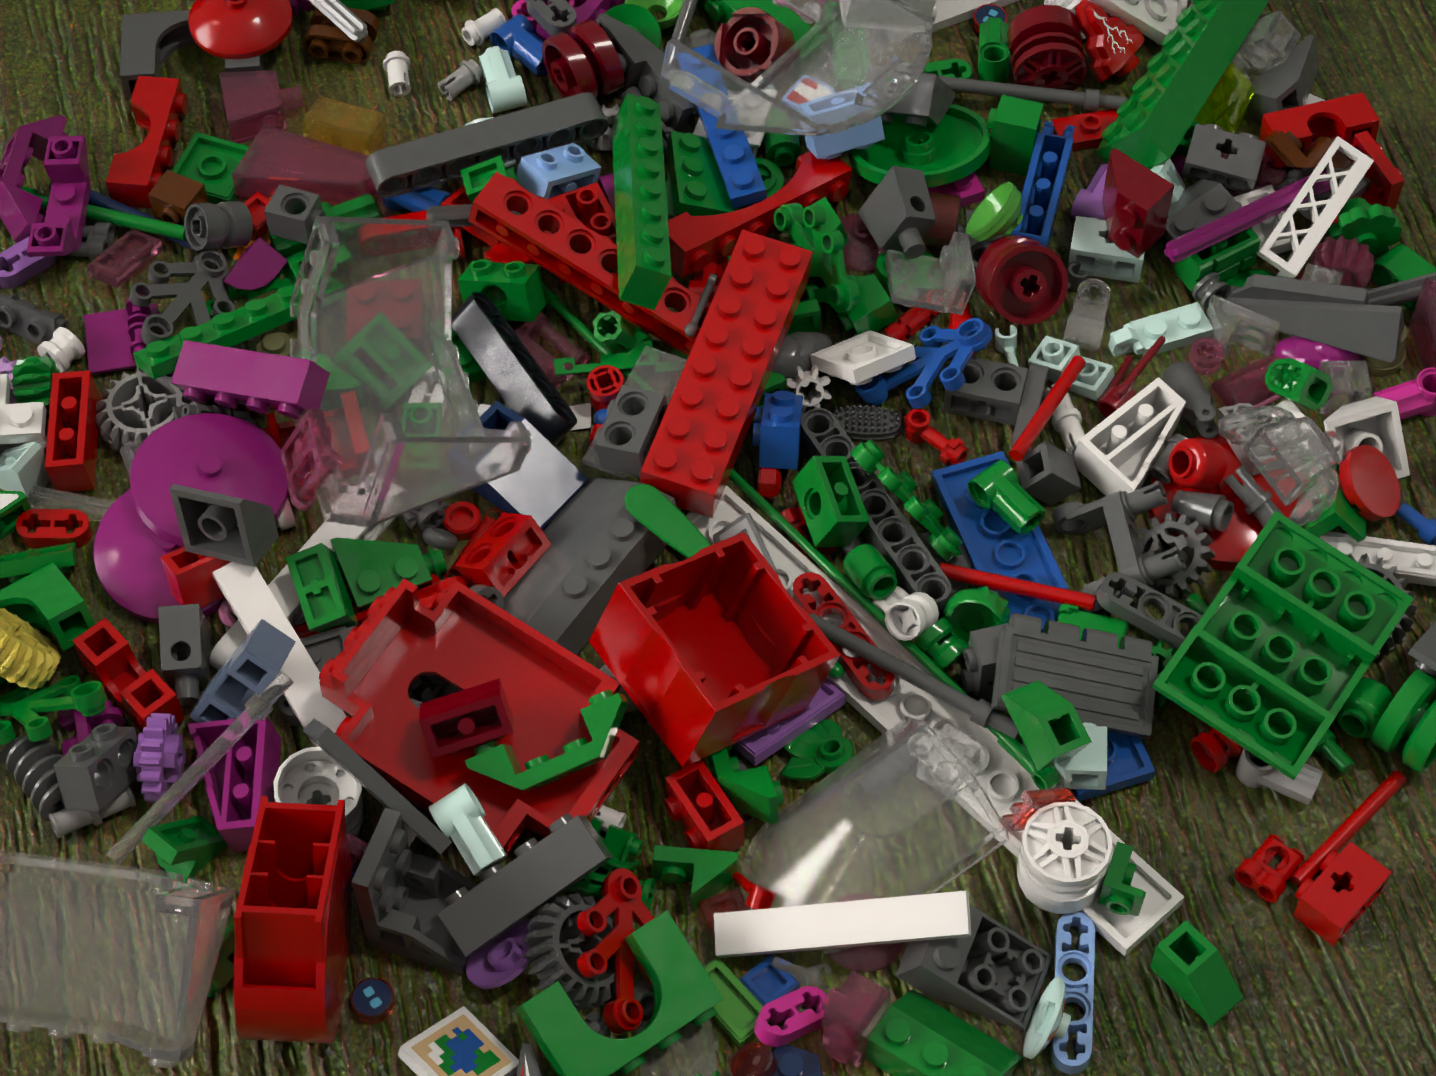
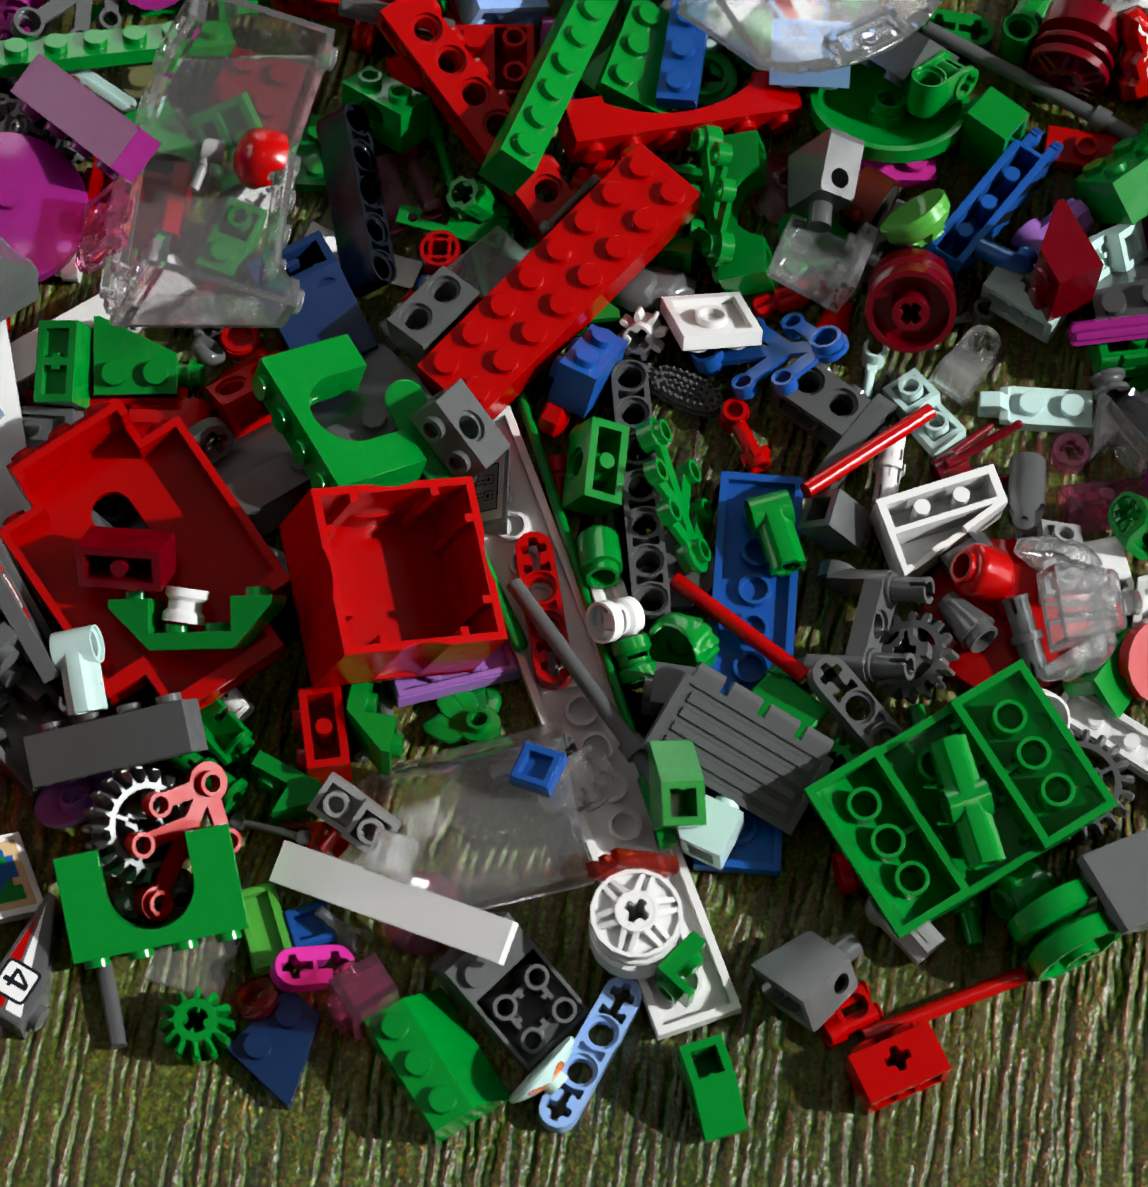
camera: 20 degrees right, 10 degrees up
(374, 368) = (211, 152): none -> light grey hand
(419, 353) = (258, 155): none -> red hair
(536, 739) = (185, 605): none -> white wheel
(542, 527) = (317, 372): none -> green arch
(704, 507) = (460, 431): none -> dark grey brick
(725, 905) = (240, 822): none -> dark grey hinge
(770, 865) = (351, 812): none -> light grey slope
(831, 879) = (395, 857): none -> clear panel
(922, 752) = (537, 769): none -> blue tile
(955, 113) = (939, 85): none -> green piece
(1089, 220) = (1002, 257): none -> blue arm
(1228, 847) = (809, 976): none -> dark grey torso
(1292, 643) = (966, 802): none -> green piece

